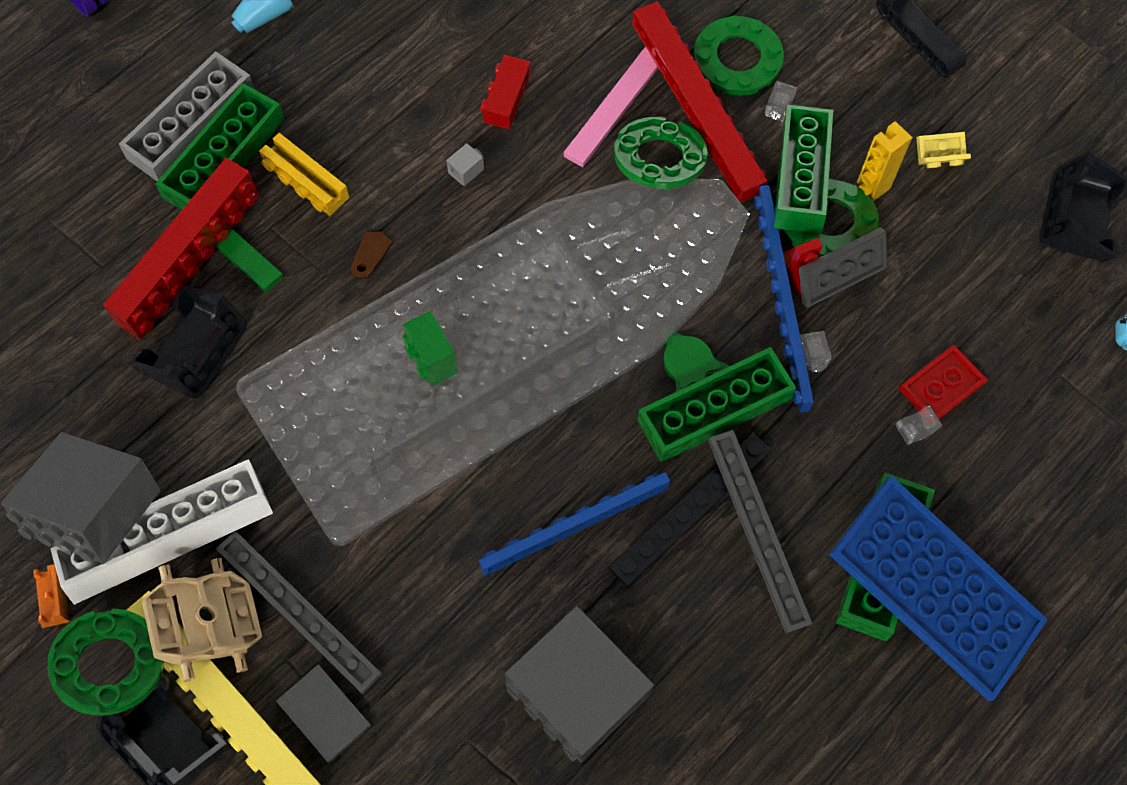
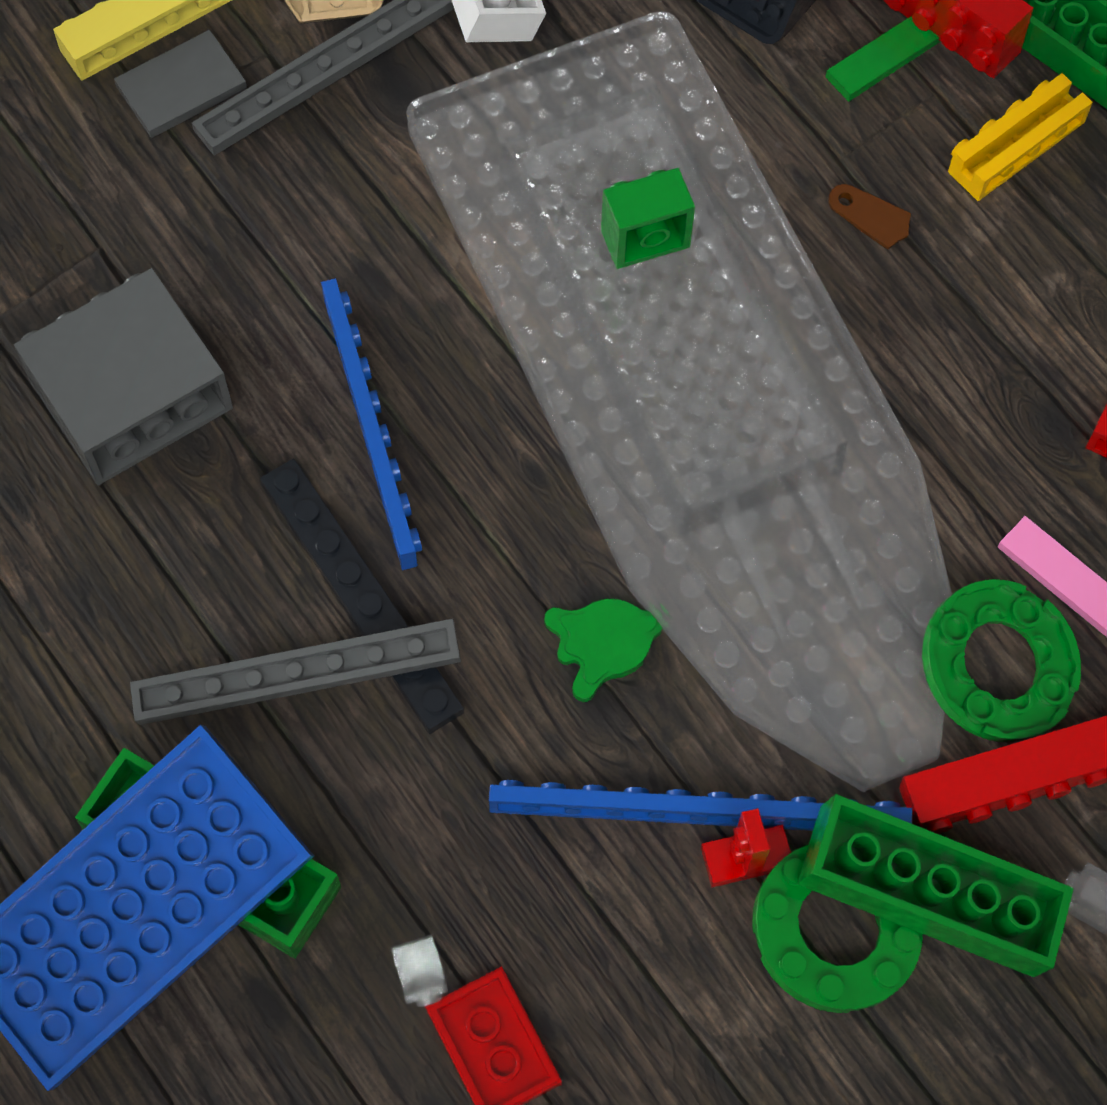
camera: 100 degrees right, 0 degrees up
(465, 164) = (1014, 363): light grey brick -> none
(715, 404) = (517, 654): green brick -> none
(815, 351) = (586, 834): clear brick -> none
(843, 267) = (730, 914): dark grey tile -> none
(883, 161) = (909, 1015): yellow brick -> none

